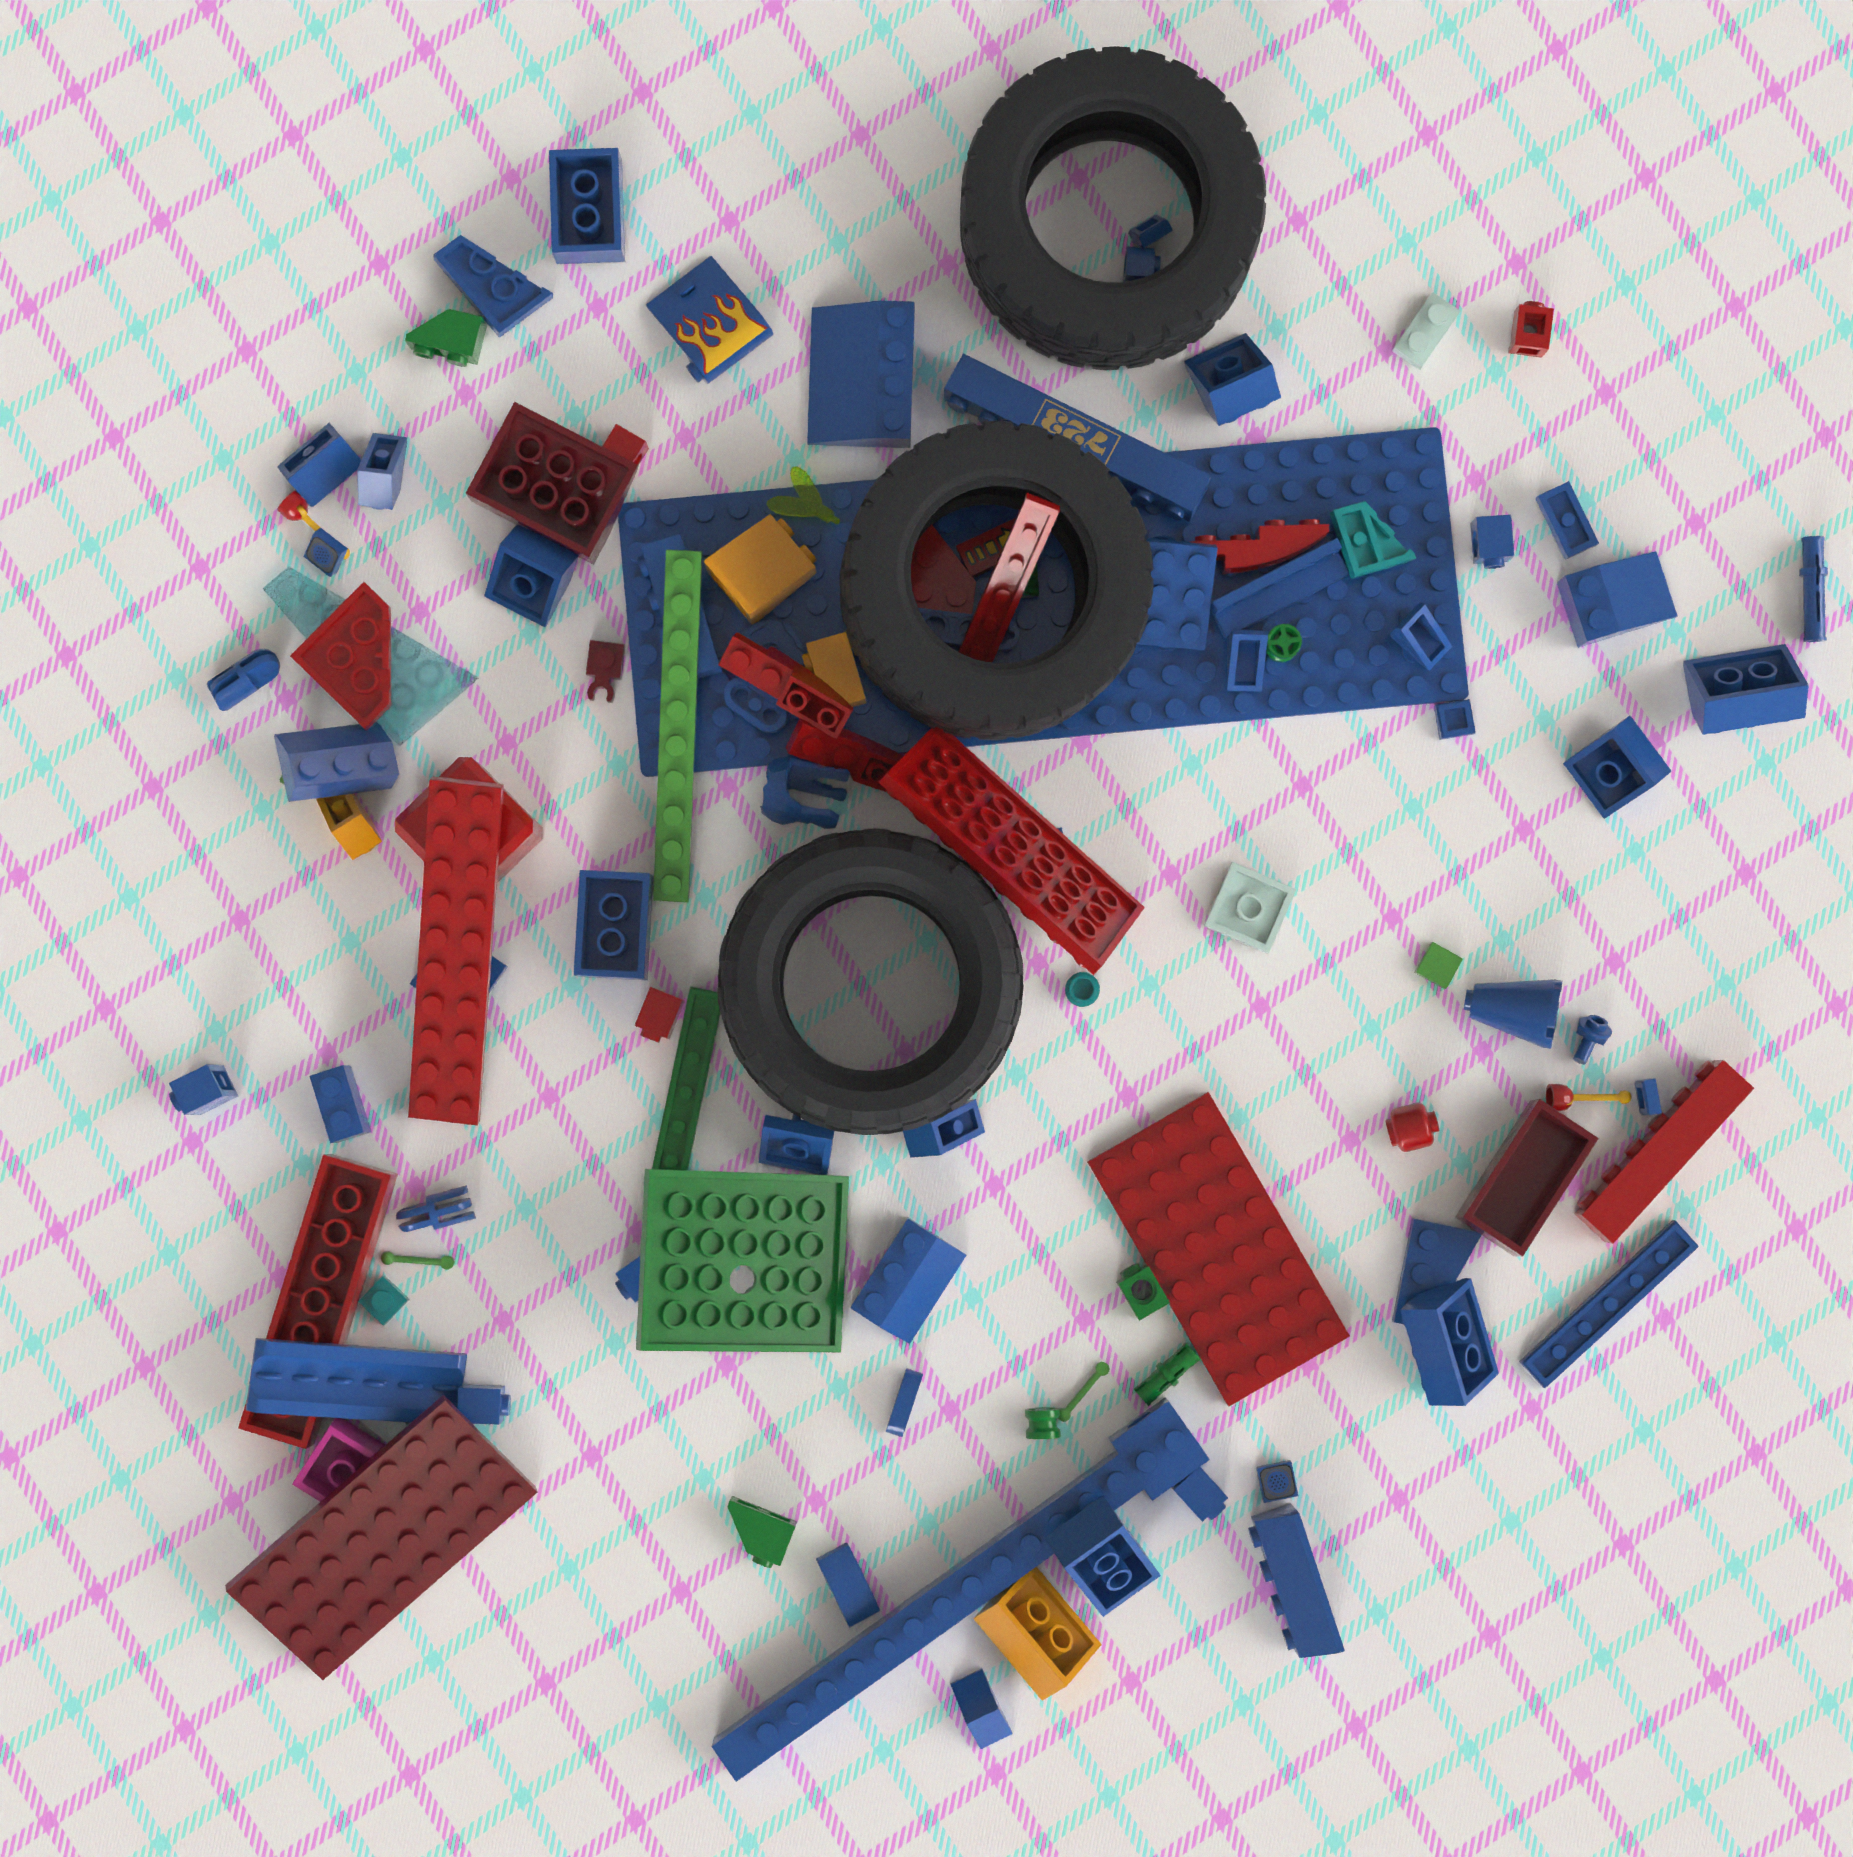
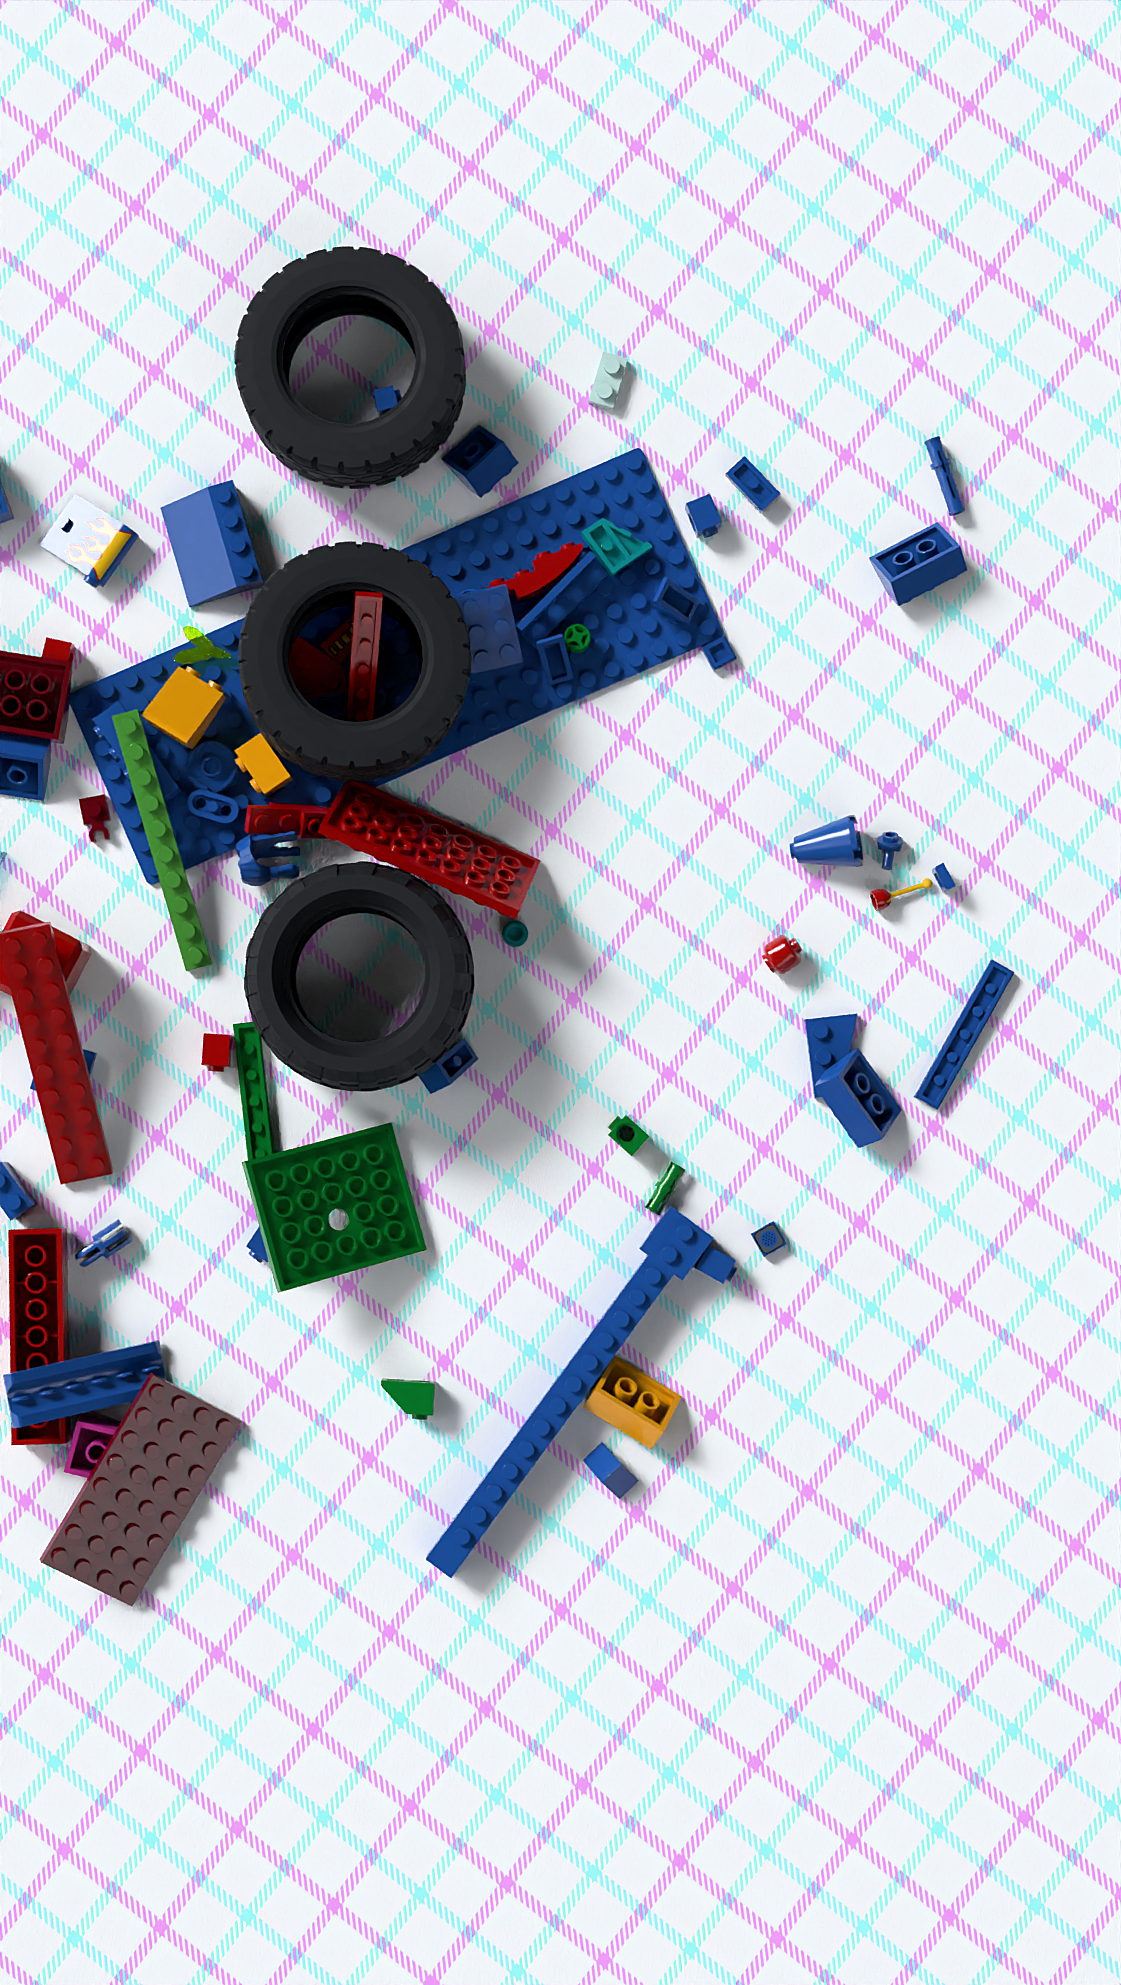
camera: 20 degrees left, 0 degrees up
(383, 1300) = (86, 1321): teal plate -> none
(446, 1262) = (122, 1279): bright green hinge -> none
(484, 1403) = (183, 1370): blue brick -> none
(613, 925) = (163, 998): blue brick -> none
(789, 682) = (231, 782): red slope -> none
(796, 1145) = (345, 1111): blue tile -> none
(848, 1584) = (486, 1413): blue slope -> none
(904, 1402) = (483, 1270): blue beam -> none
(908, 1281) = (458, 1182): blue slope -> none
(1042, 1423) = (587, 1252): green wheel -> none
(1101, 1370) = (617, 1200): bright green hinge -> none
(1102, 1556) = (659, 1331): blue brick -> none
(1141, 468) = (428, 545): blue brick -> none
(1150, 231) = (385, 373): blue tile -> none
(1218, 1249) = (672, 1087): red plate -> none
(1250, 907) = (615, 835): light aqua plate -> none
(1296, 1582) = (804, 1305): blue slope -> none
(1438, 965) = (764, 833): bright green tile -> none
(1526, 1177) = (874, 963): dark red piece -> none
(1540, 318) = (685, 345): red brick -> none
(1616, 598) = (806, 528): blue slope -> none
(1617, 767) = (845, 649): blue slope -> none
(1663, 1150) = (966, 912): red brick -> none

